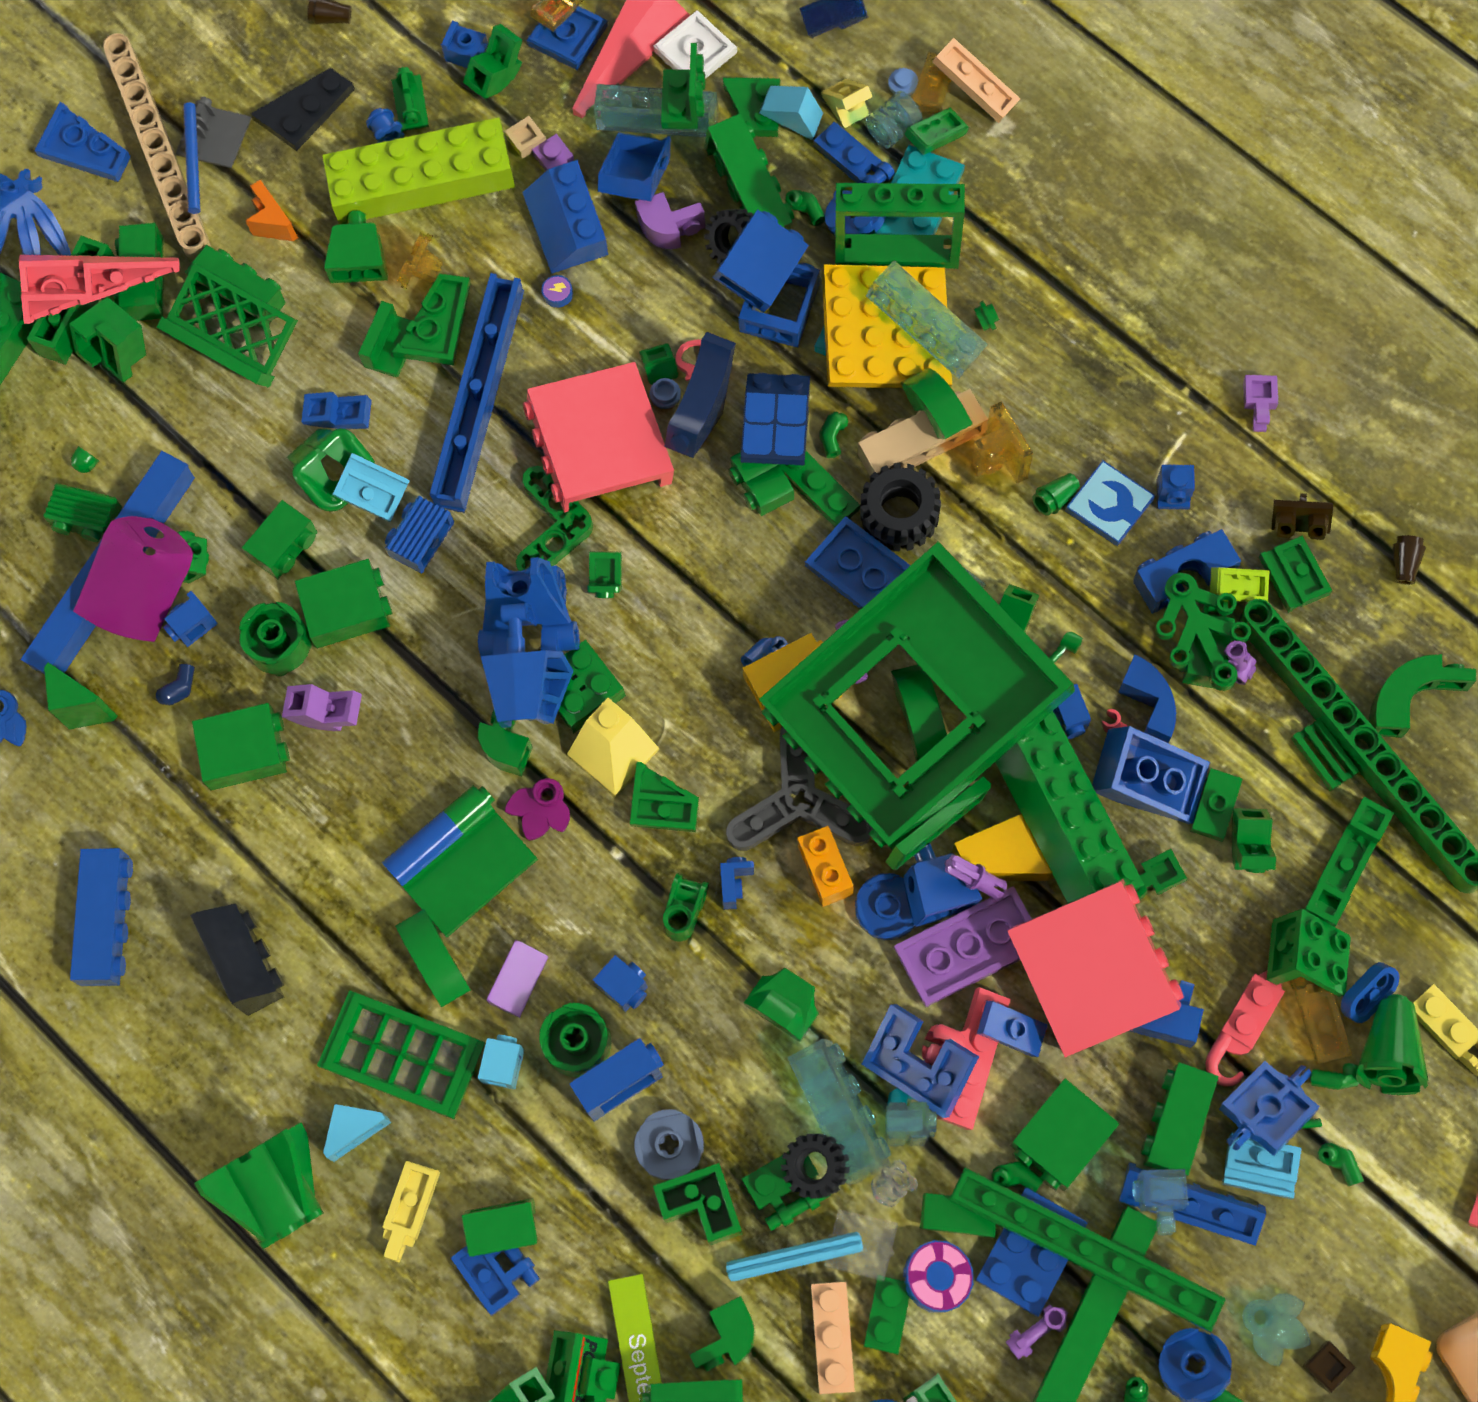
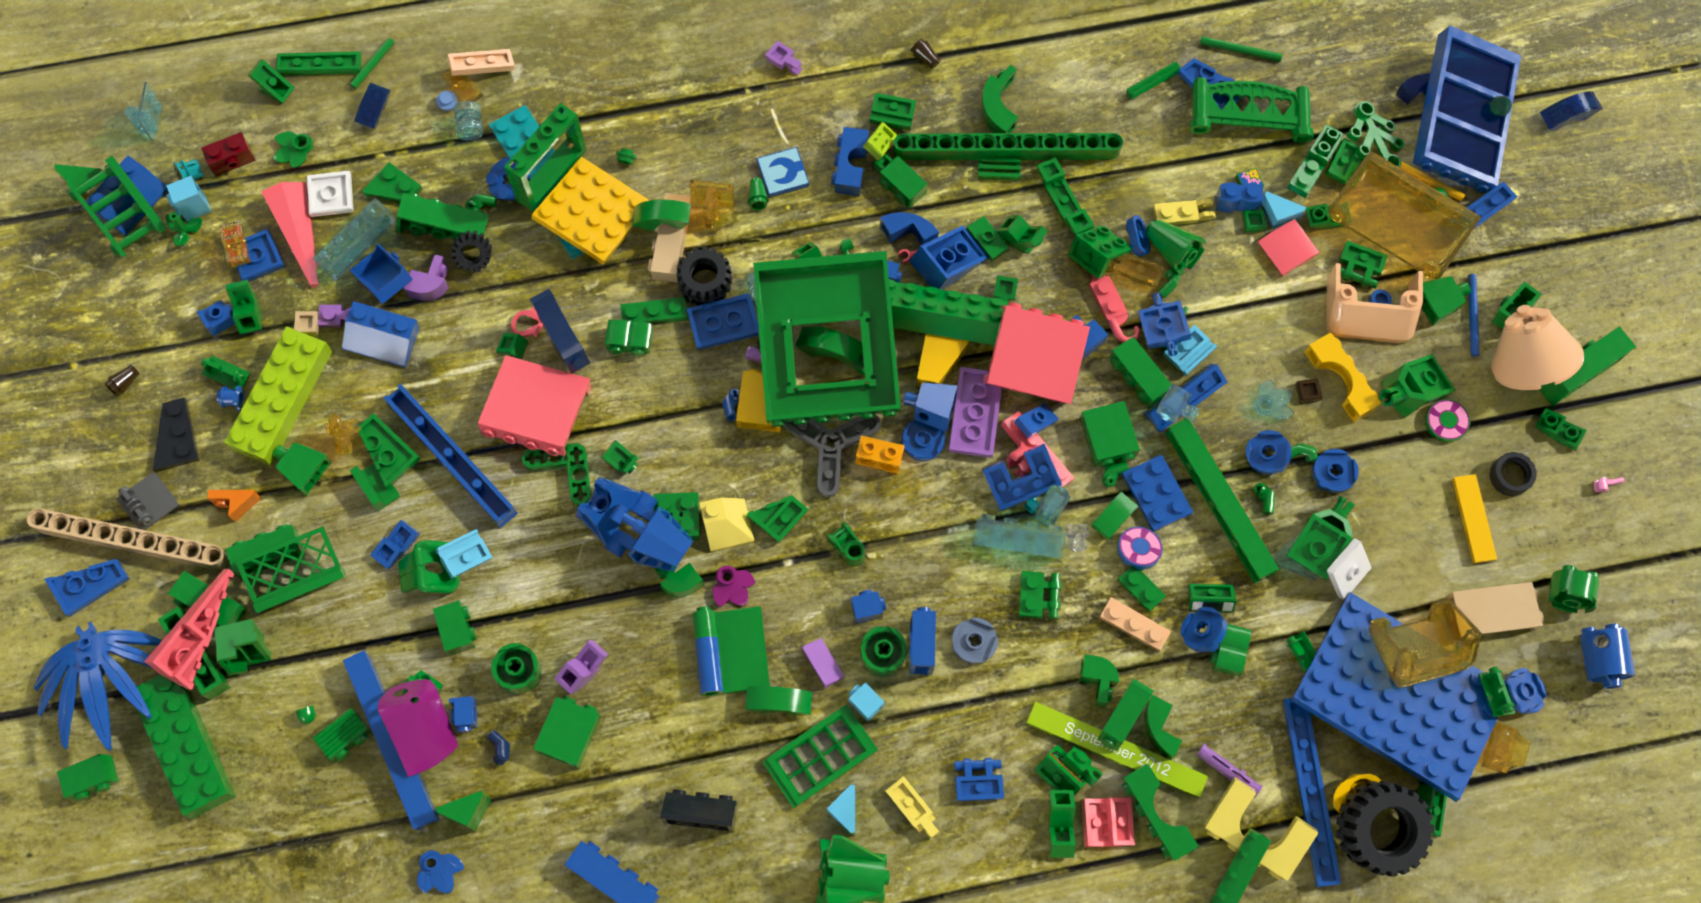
camera: 65 degrees left, 0 degrees up
(191, 151) = (159, 520): blue bar -> none
(343, 603) = (523, 615): green brick -> none
(418, 534) = (514, 546): blue brick -> none
(500, 1227) = (958, 760): green panel -> none
(557, 291) = (421, 371): tile -> none
(665, 393) = (534, 353): medium blue plate -> none
(684, 94) = (364, 213): green bracket -> none
(701, 1193) = (1020, 637): green brick -> none
(730, 886) = (852, 511): blue bracket -> none
(761, 260) = (504, 244): blue brick -> none
(775, 419) = (602, 303): slope -> none
(778, 328) = (539, 271): blue window -> none
(785, 1002) = (938, 527): green slope -> none
(793, 109) = (415, 167): medium azure slope -> none
(794, 1256) = (1080, 614): medium azure axle -> none
(795, 1165) = (1046, 581): black tyre -> none
(829, 431) = (628, 283): green arm -> none
(847, 101) = (433, 136): light yellow slope -> none
(852, 156) = (471, 158): blue plate -> none
(877, 1241) = (1096, 576): clear piece -> none
(926, 319) = (609, 185): clear light blue brick -> none
(936, 131) = (493, 104): green plate -> none
(938, 823) = (904, 390): green tile -> none
(975, 876) = (945, 379): medium lavender axle -> none
(1053, 1319) = (1198, 507): medium lavender bar -> none
(1088, 1250) = (1177, 462): green tile -> none
(1175, 486) = (800, 133): blue brick -> none
(1200, 625) = (890, 174): green plant -> none
(1241, 661) = (923, 170): medium lavender bar -> none
(1302, 517) = (865, 84): dark brown hips -> none
(1341, 1159) = (1212, 310): green arm -> none

